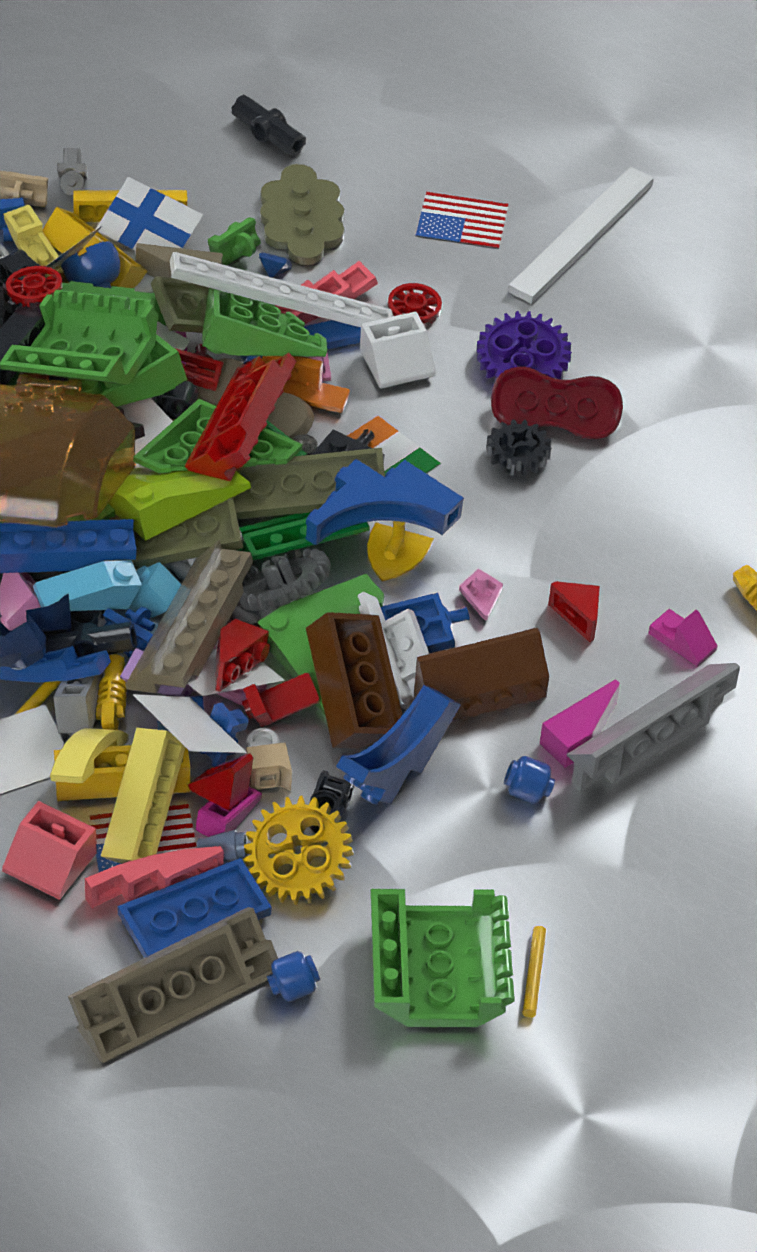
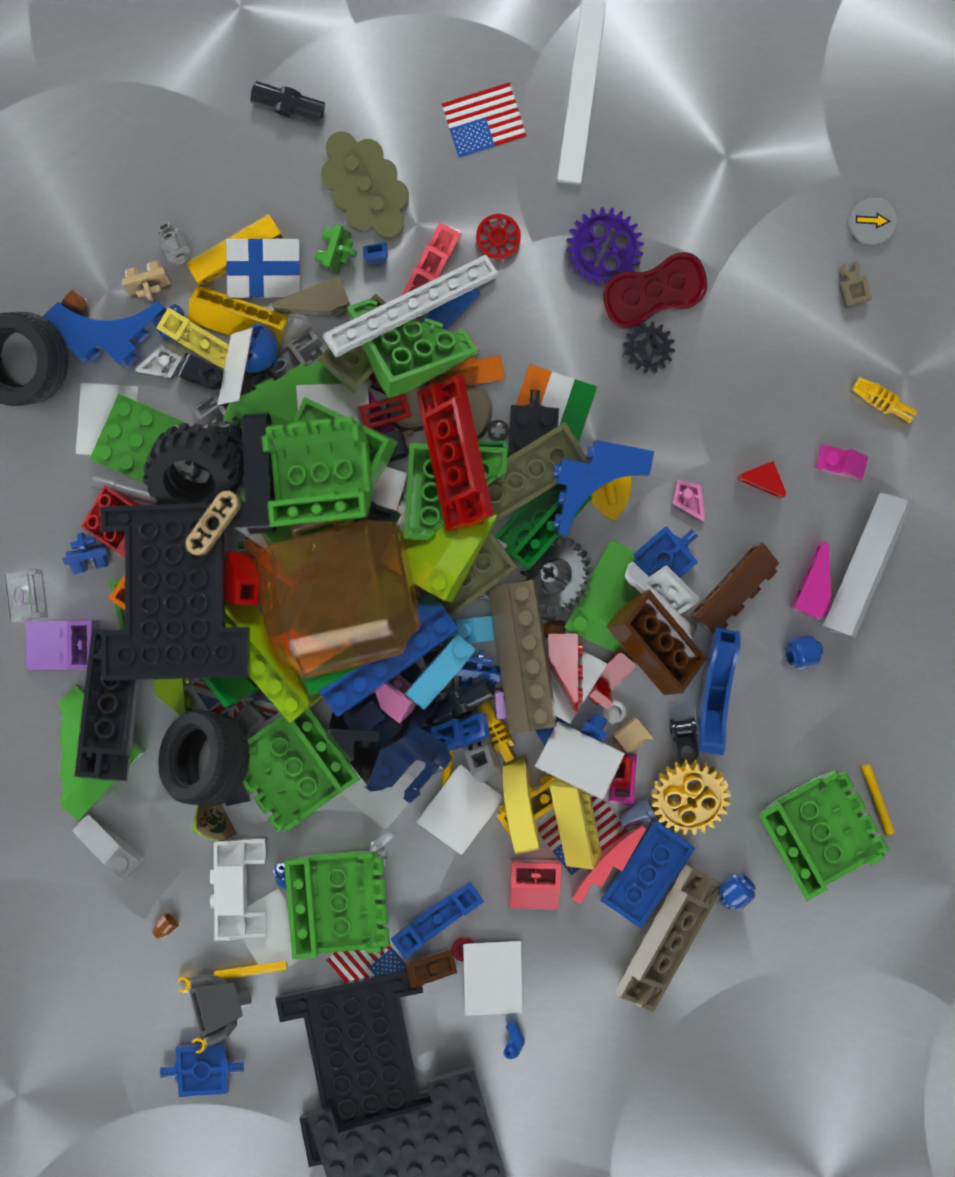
camera: 25 degrees left, 40 degrees up
(33, 287) = (242, 423): red wheel -> none
(397, 349) = (516, 302): white slope -> none

